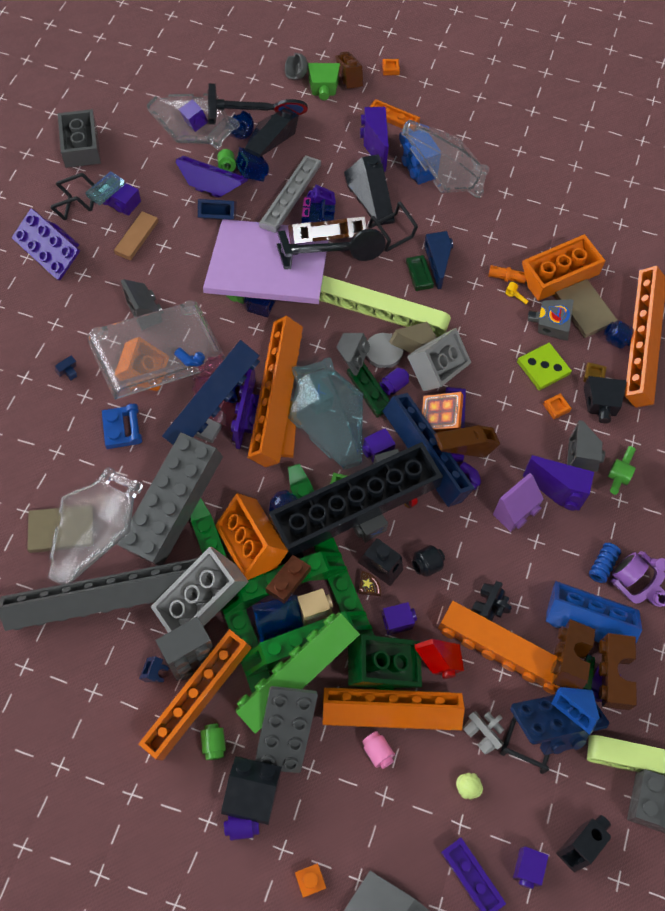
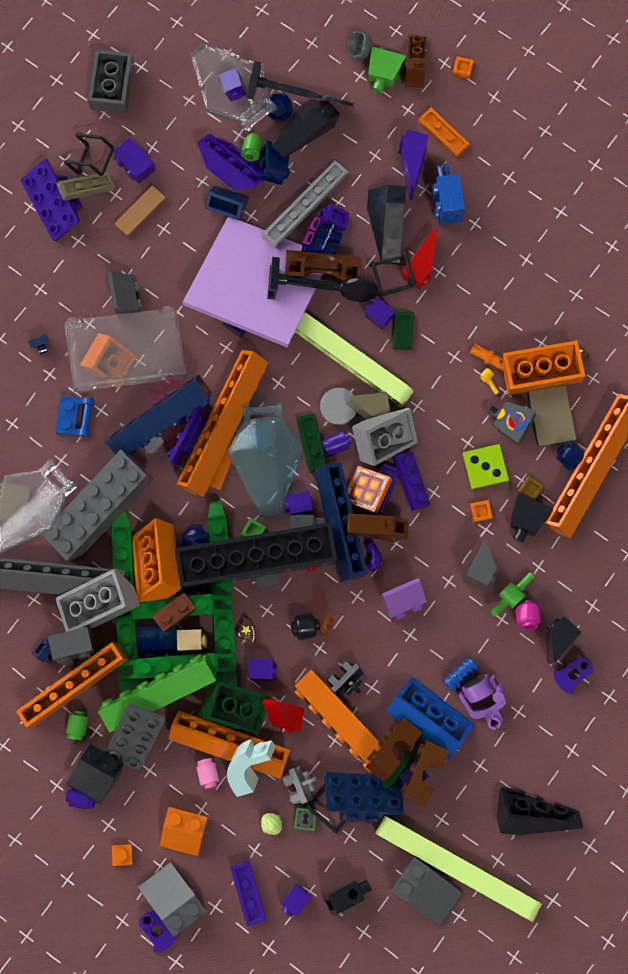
camera: 20 degrees right, 15 degrees up
(77, 223) = (85, 186): none -> dark tan tile
(105, 188) = (121, 154): clear light blue tile -> none
(189, 360) = (151, 374): blue arm -> none
(353, 350) = (306, 402): dark grey slope -> none
(373, 826) = (183, 831): none -> orange slope
(381, 561) = (264, 616): black torso -> none
(392, 262) = (379, 313): none -> dark purple brick
(418, 211) = (422, 262): none -> red slope
(419, 709) = (239, 773): none -> light aqua arch
(438, 250) = (429, 315): dark blue slope -> none
(446, 158) = (471, 212): clear windscreen -> none
(452, 550) = (327, 624): none -> clear orange tile
(480, 396) = (411, 481): none -> dark purple plate
(504, 768) = (305, 819): none -> tile
(561, 482) = (450, 592): dark purple slope -> none
(578, 706) = (378, 791): blue slope -> none
(646, 486) = (528, 615): none -> dark pink head

